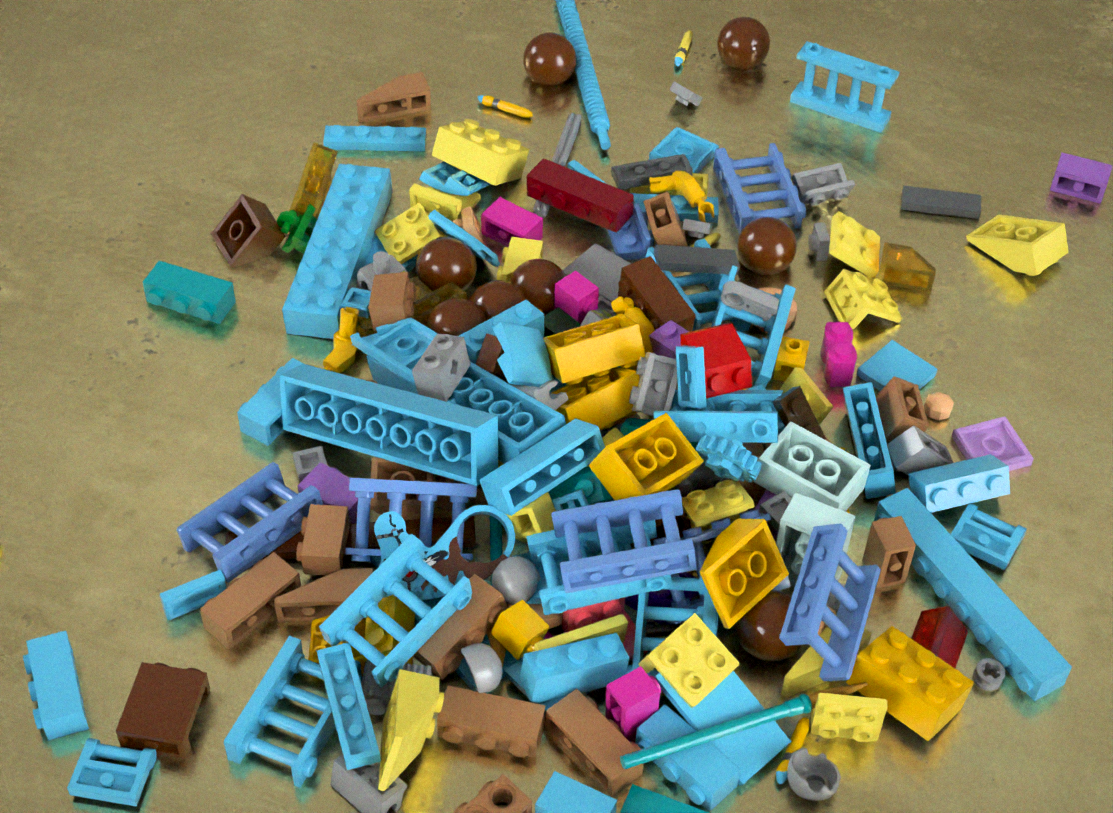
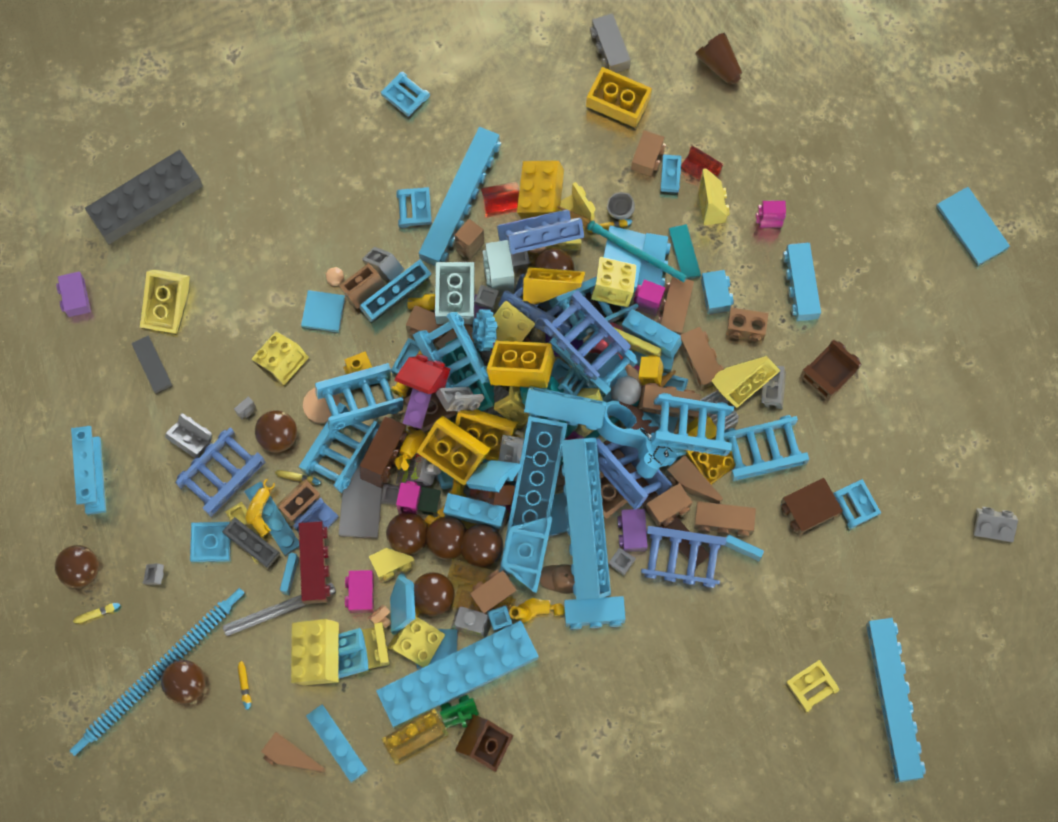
camera: 125 degrees left, 25 degrees up
(55, 686) = (840, 567): medium azure brick -> none
(189, 292) = (557, 733): teal brick -> none
(348, 706) = (752, 414): medium azure plate -> none
(441, 367) = (535, 509): light grey brick -> none
(484, 666) = (683, 373): light grey hair -> none
(691, 376) = (447, 374): medium azure tile -> none
(695, 259) = (327, 453): dark grey tile -> none
(696, 228) = (282, 484): light grey plate -> none
(749, 299) = (350, 395): light grey piece -> none
(795, 408) = (422, 319): dark brown plate -> none
(818, 402) = (382, 342): light yellow plate -> none
(838, 354) = (341, 341): dark pink brick -> none
(854, 244) = (236, 385): light yellow plate -> none
(905, 268) = (234, 351): clear yellow slope -> none
(960, 483) = (393, 232): medium azure brick -> none
(988, 682) = (502, 172): light grey bush -> none
(993, 438) = (345, 236): lavender tile -> none

